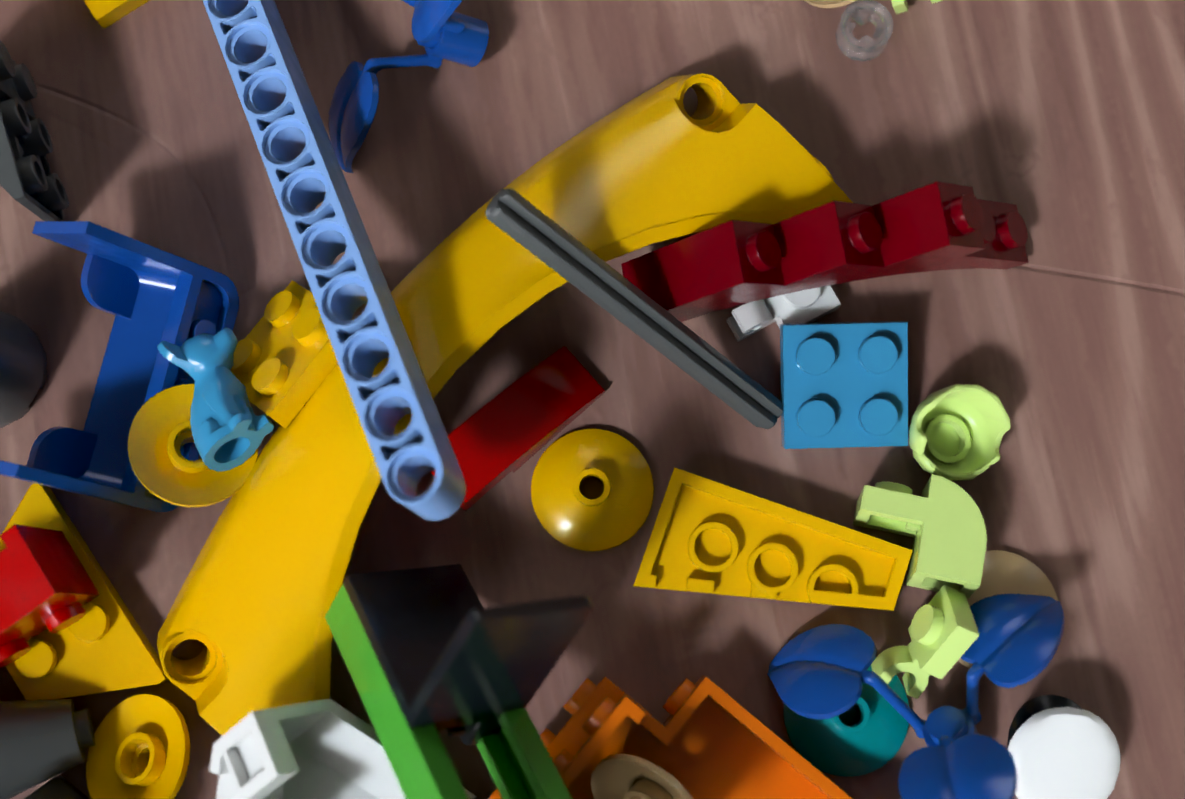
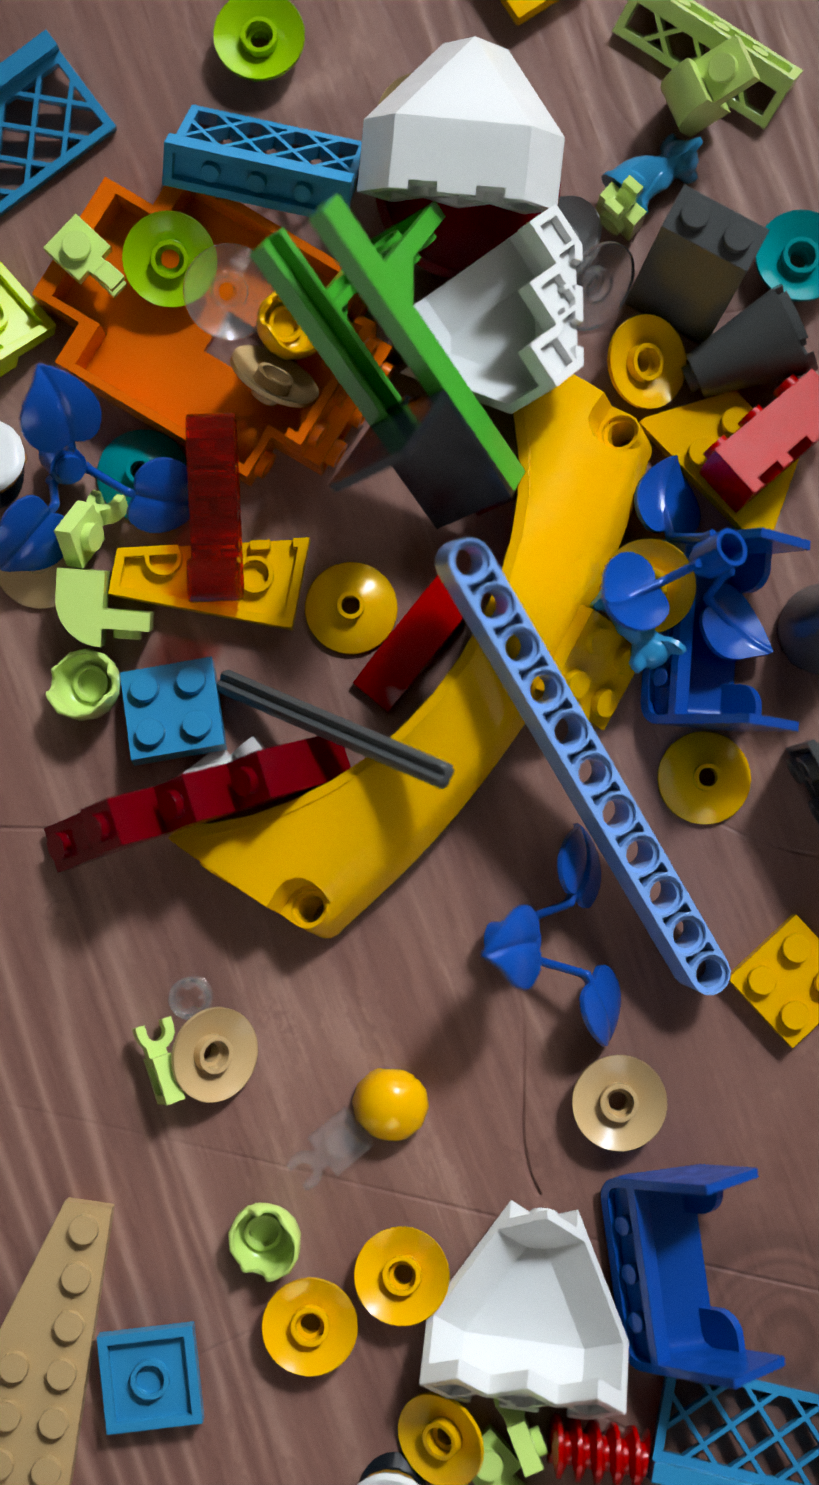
camera: 165 degrees right, 5 degrees up
(200, 220) = (680, 780): none -> yellow dish
(210, 430) = (634, 594): none -> blue plant
(756, 630) = (213, 474): none -> clear red beam

